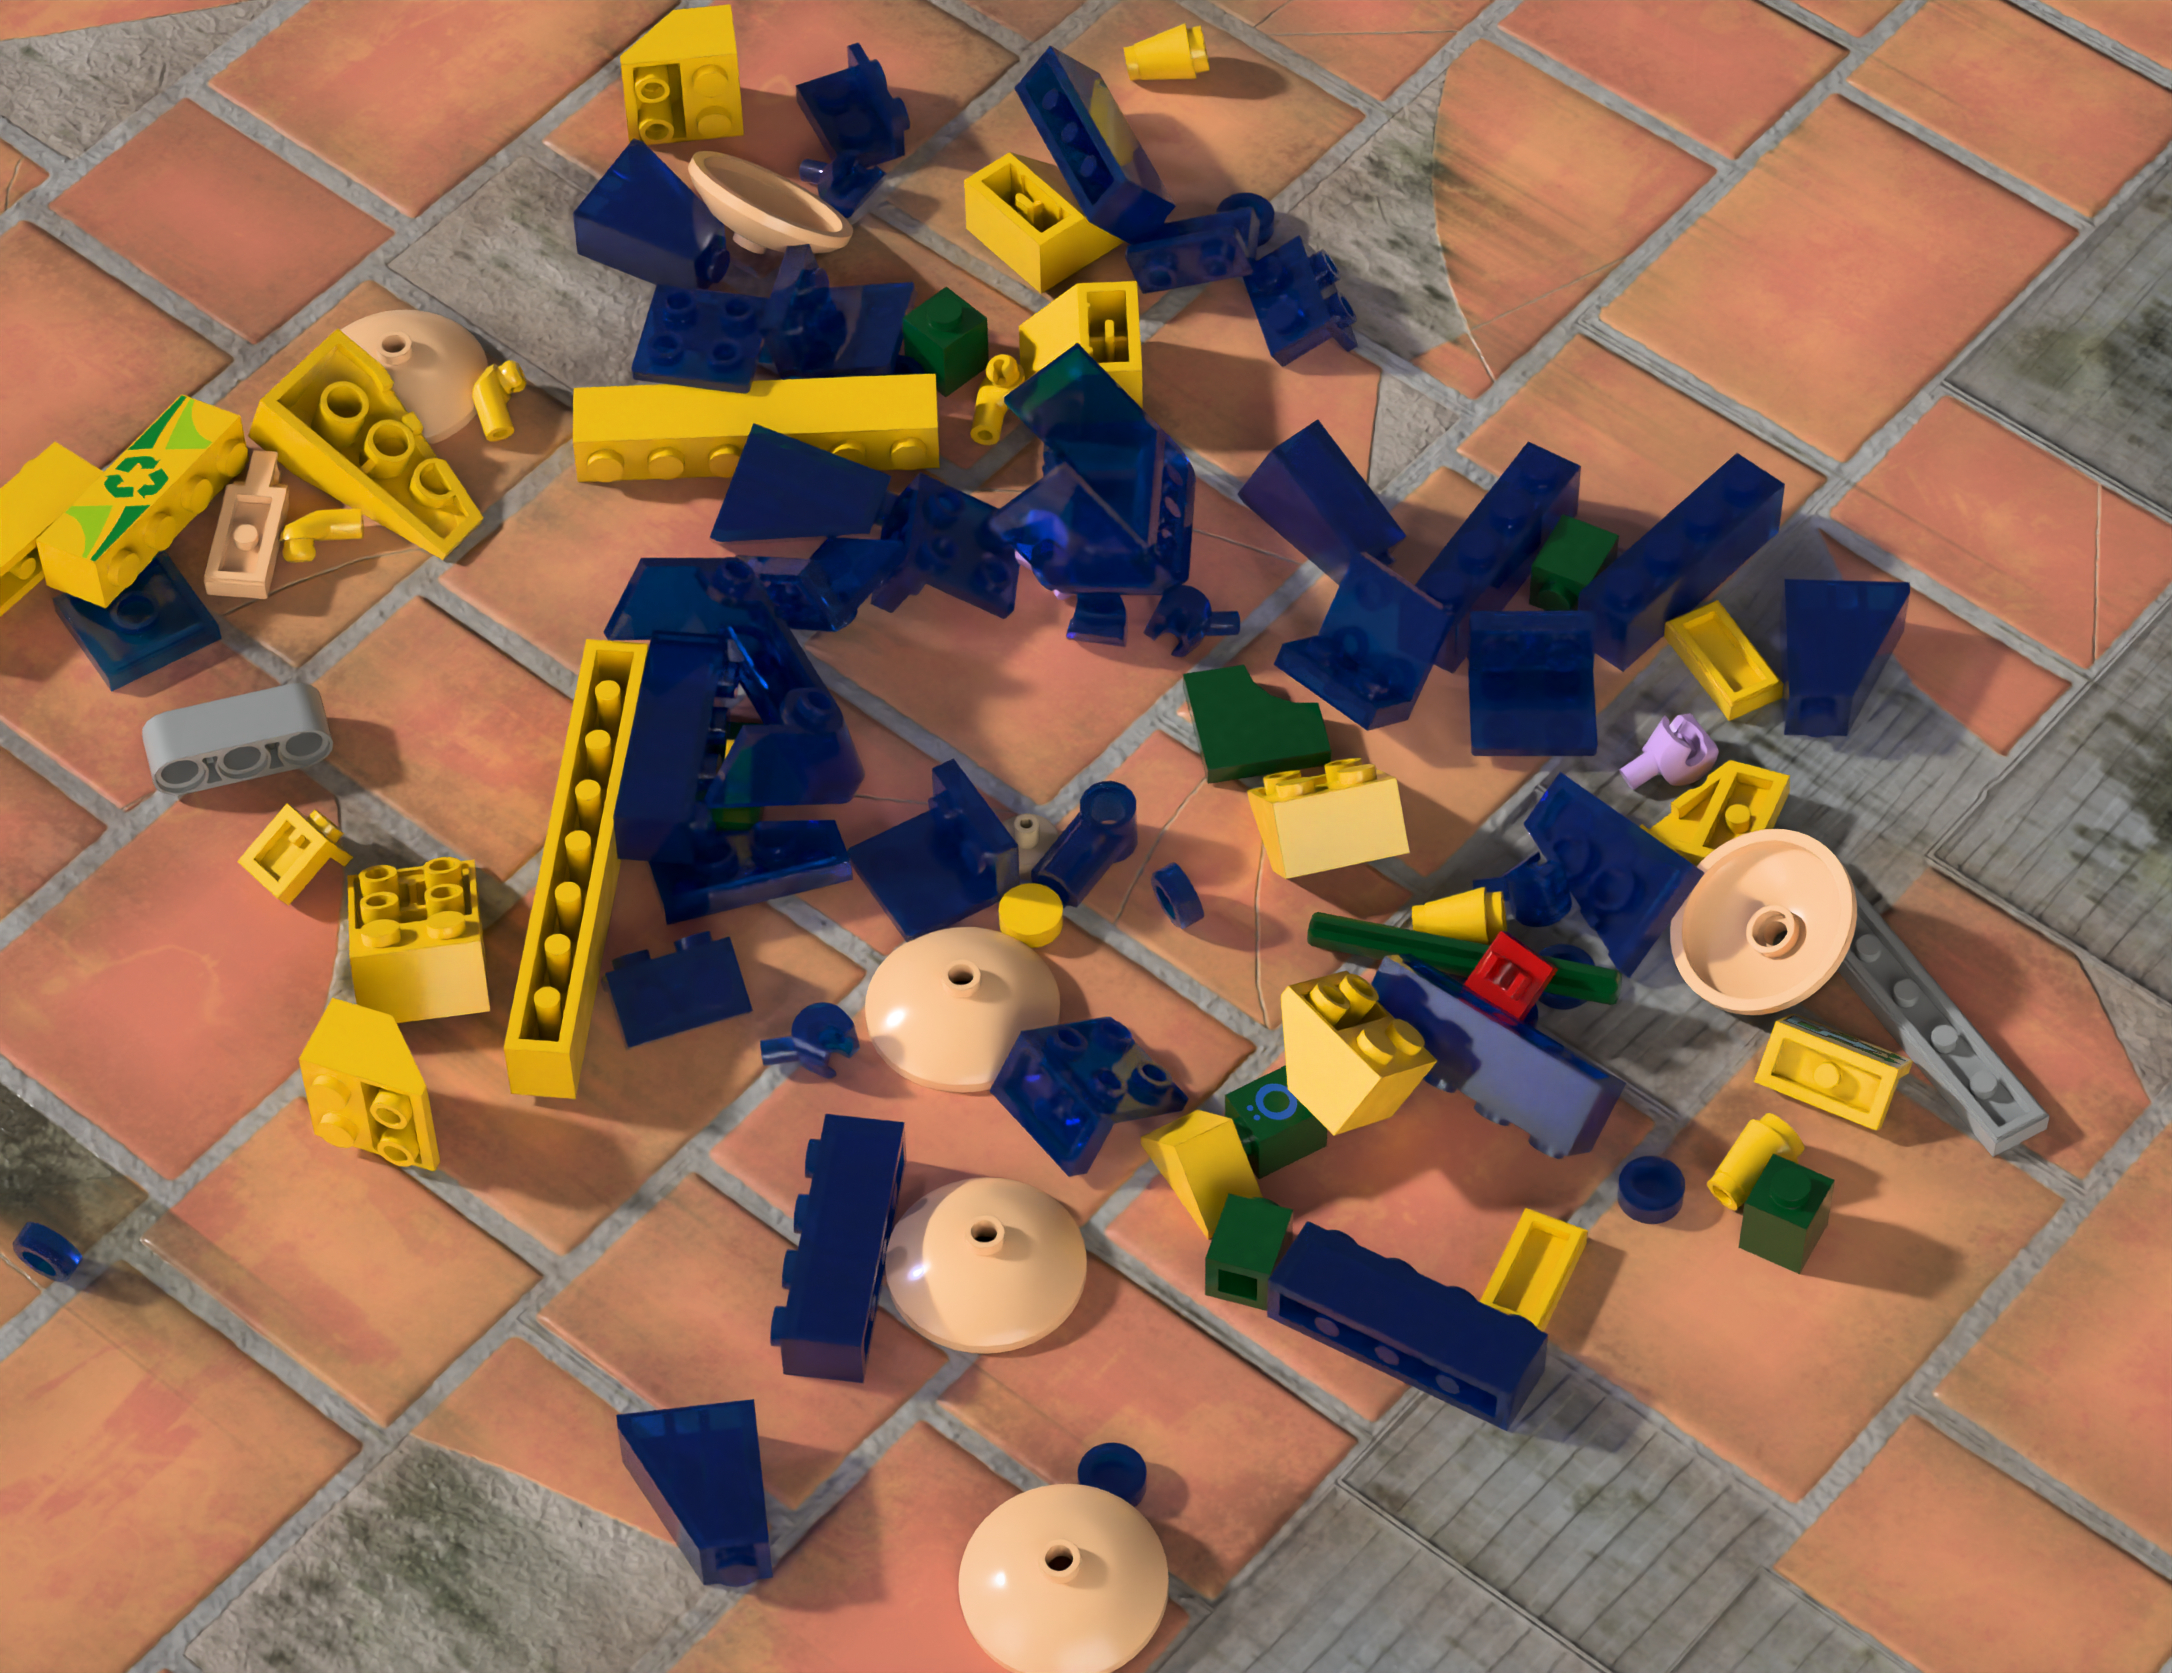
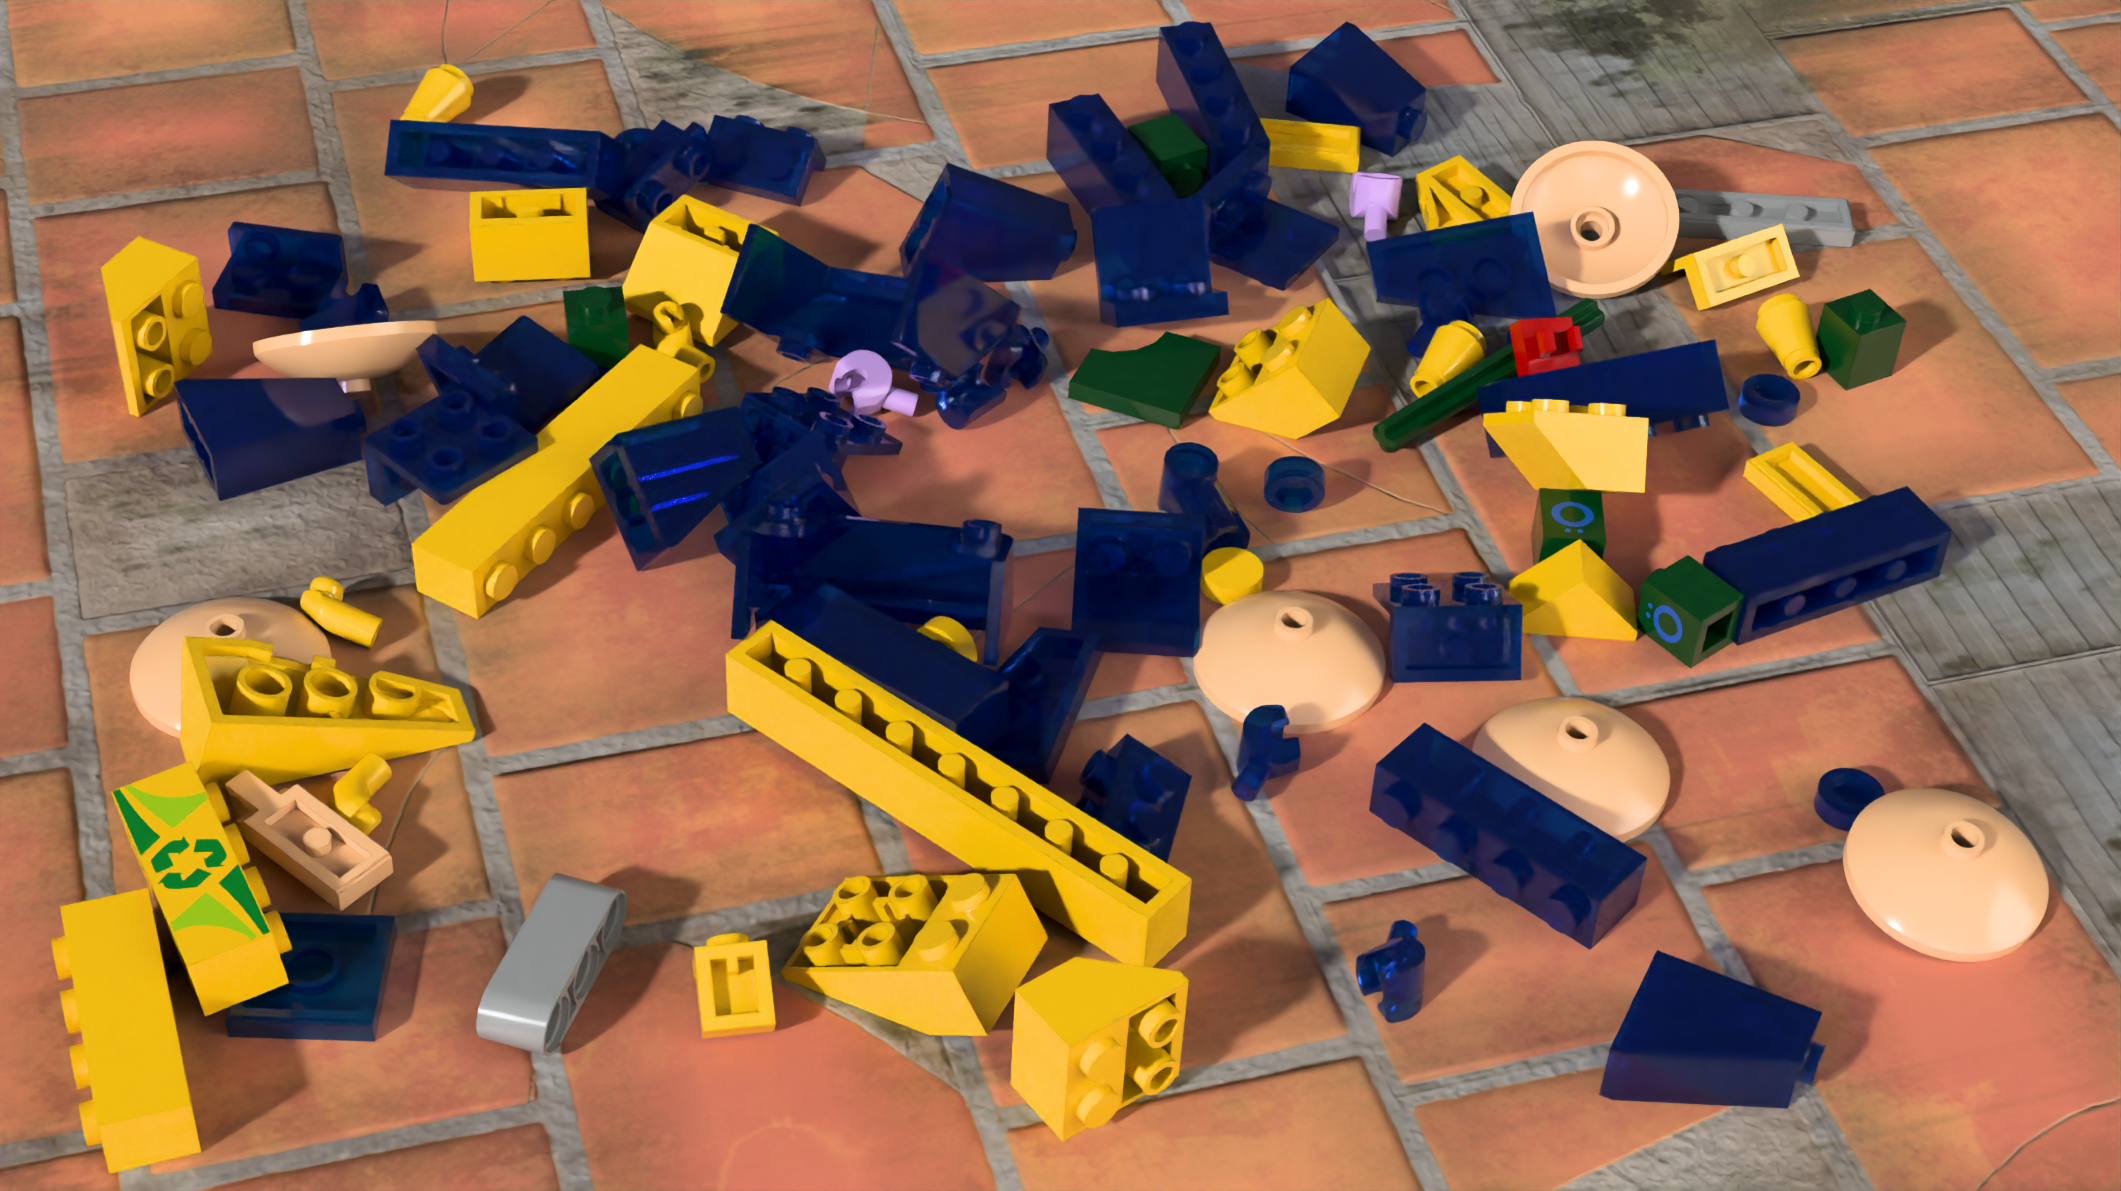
camera: 60 degrees left, 10 degrees down
(628, 1255) = (1396, 970): none -> clear blue piece

